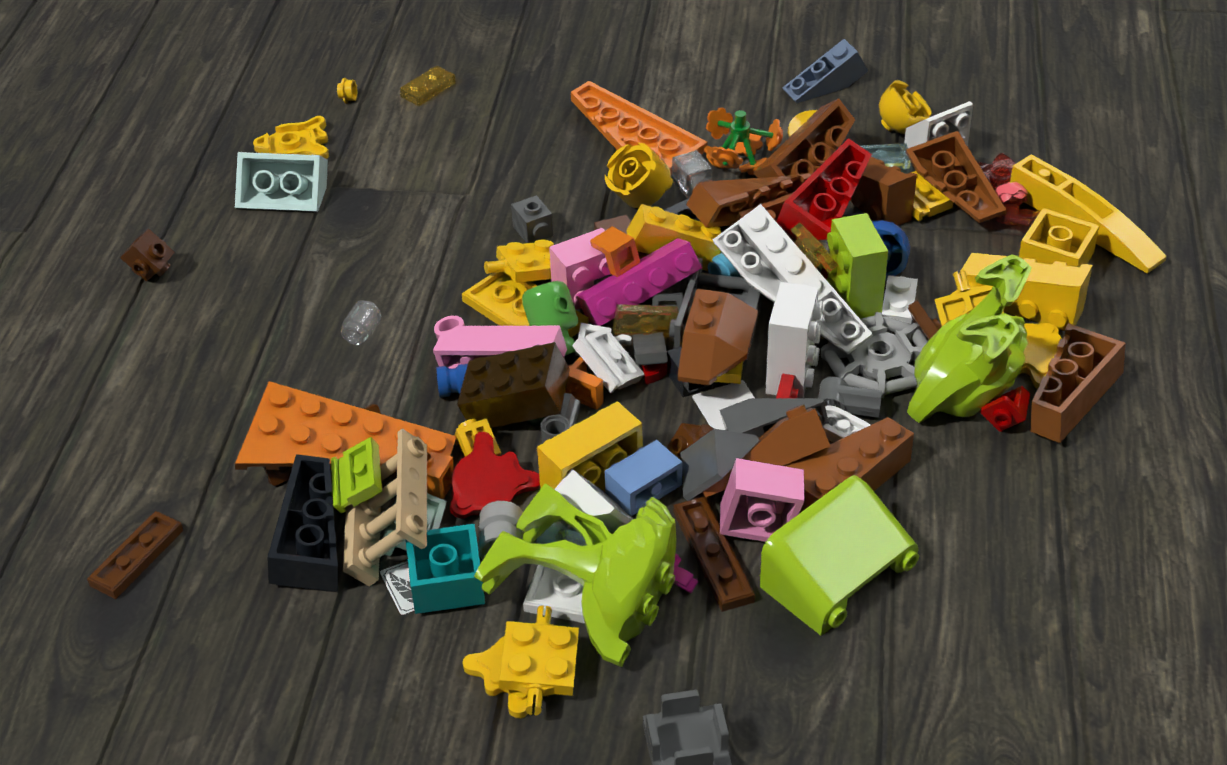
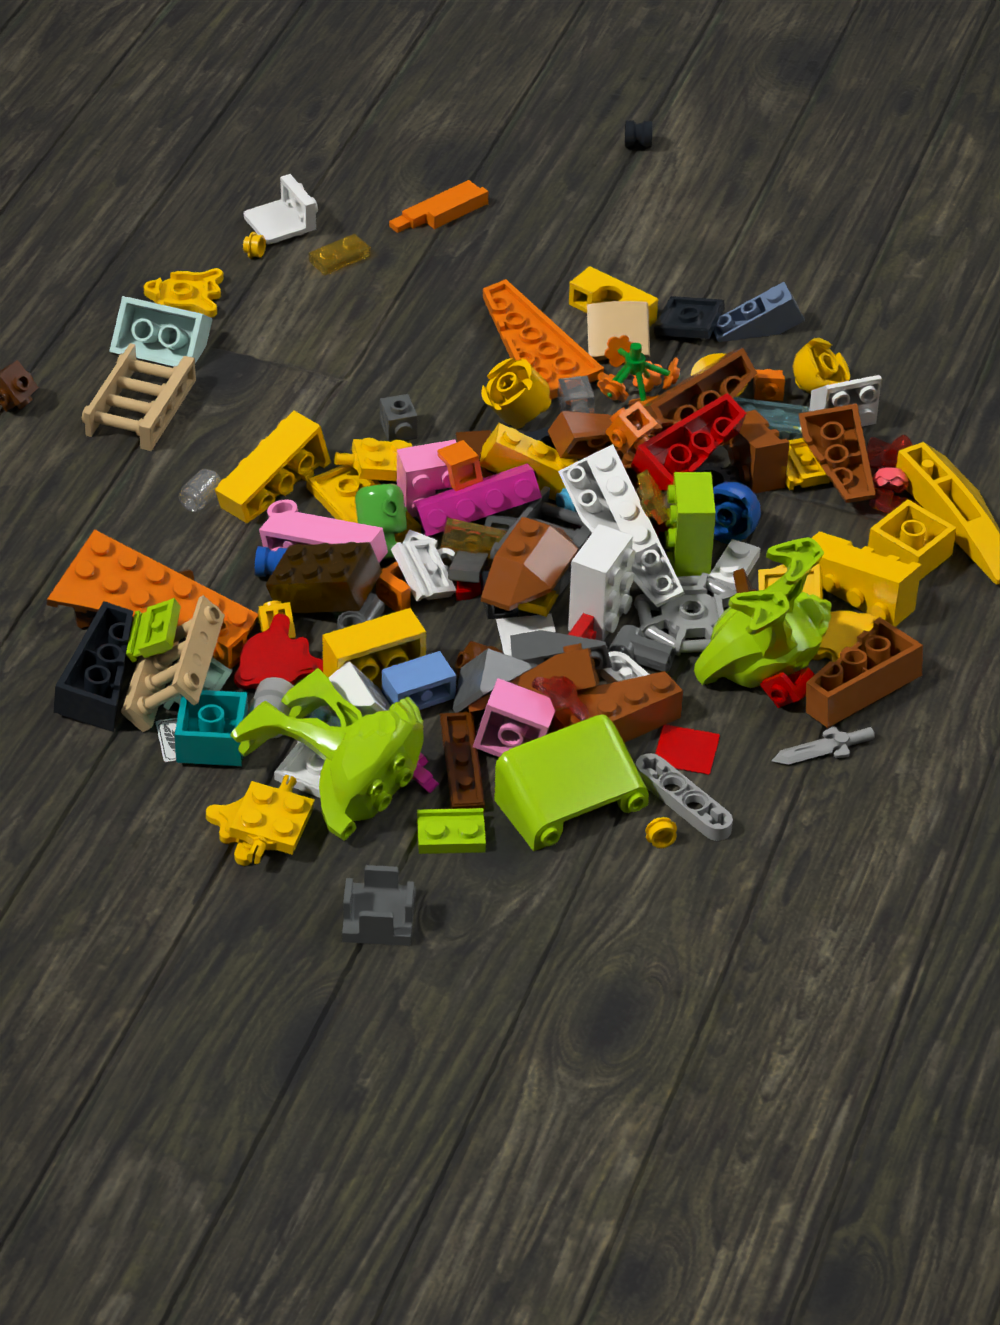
camera: 10 degrees right, 0 degrees up
(298, 255) = (158, 412): none -> tan fence
(371, 61) = (285, 217): none -> white bracket
(428, 287) = (274, 467): none -> yellow wedge
(508, 31) = (442, 207): none -> orange piece
(676, 76) = (597, 287): none -> yellow arch
(703, 96) = (617, 319): none -> tan slope
(729, 631) = (451, 831): none -> lime plate
(765, 85) = (689, 317): none -> black plate
(771, 185) = (630, 427): none -> orange brick
(801, 457) = (562, 694): none -> clear red plate
(863, 131) = (769, 385): none -> orange bracket
(930, 492) = (688, 748): none -> red sticker
(946, 588) = (661, 832): none -> yellow plate
(955, 539) = (686, 794): none -> light grey beam
(1064, 462) = (839, 741): none -> light grey sword

